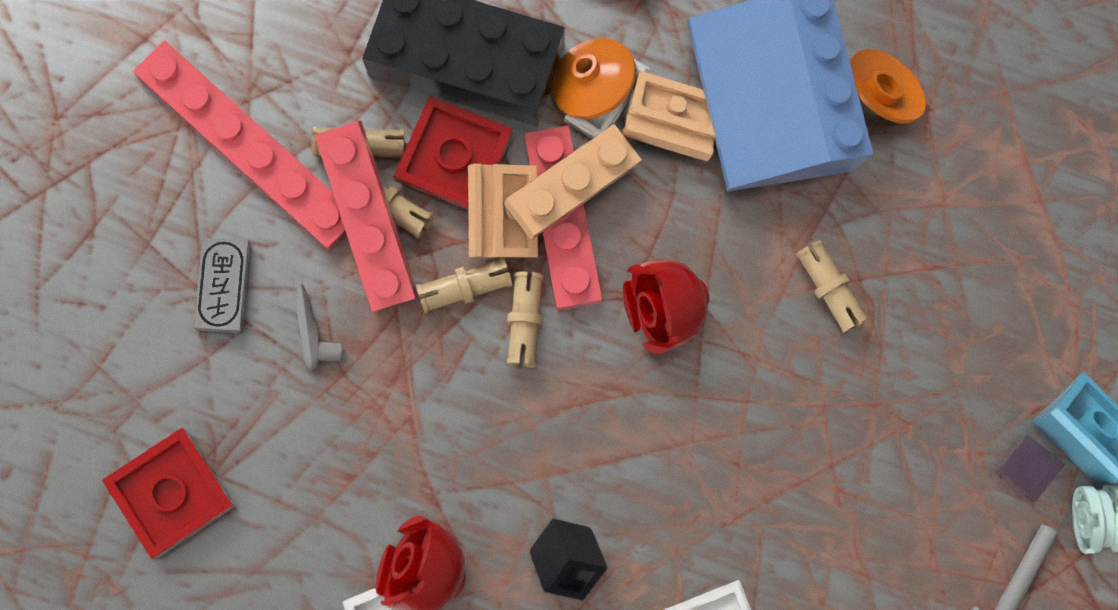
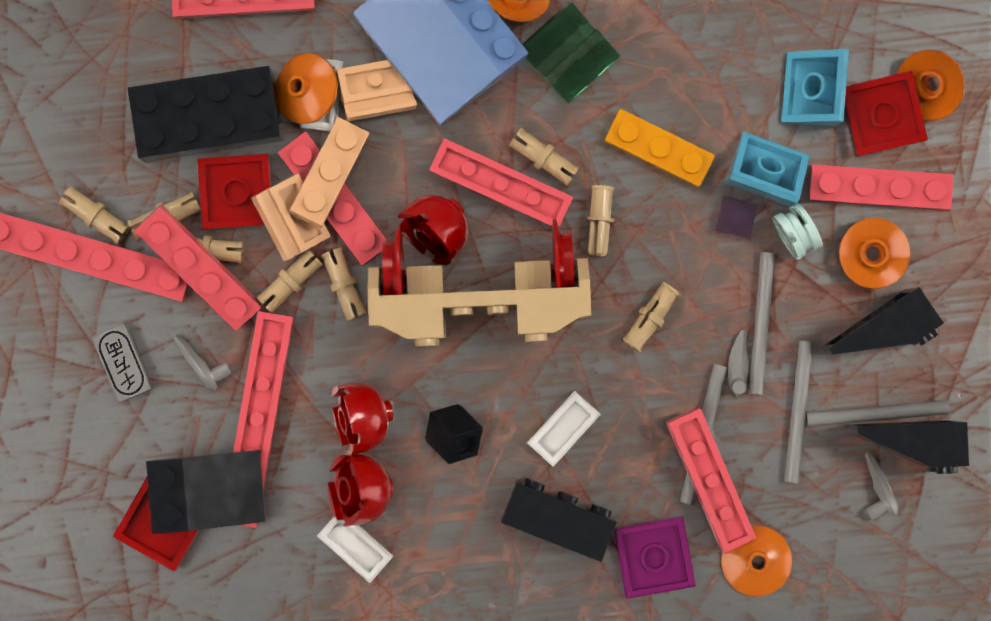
camera: 20 degrees left, 10 degrees up
(237, 478) = (205, 491): none -> black slope
(279, 104) = (94, 215): none -> tan pin
(342, 428) = (263, 387): none -> coral plate
(467, 482) = (361, 417): none -> red cylinder
(757, 444) = (422, 311): none -> tan piece
(767, 293) = (500, 183): none -> coral plate
(864, 391) = (599, 220): none -> tan axle
(873, 536) = (651, 317): none -> tan pin
(917, 183) = (569, 52): none -> clear green slope
(974, 343) = (659, 148): none -> light orange plate

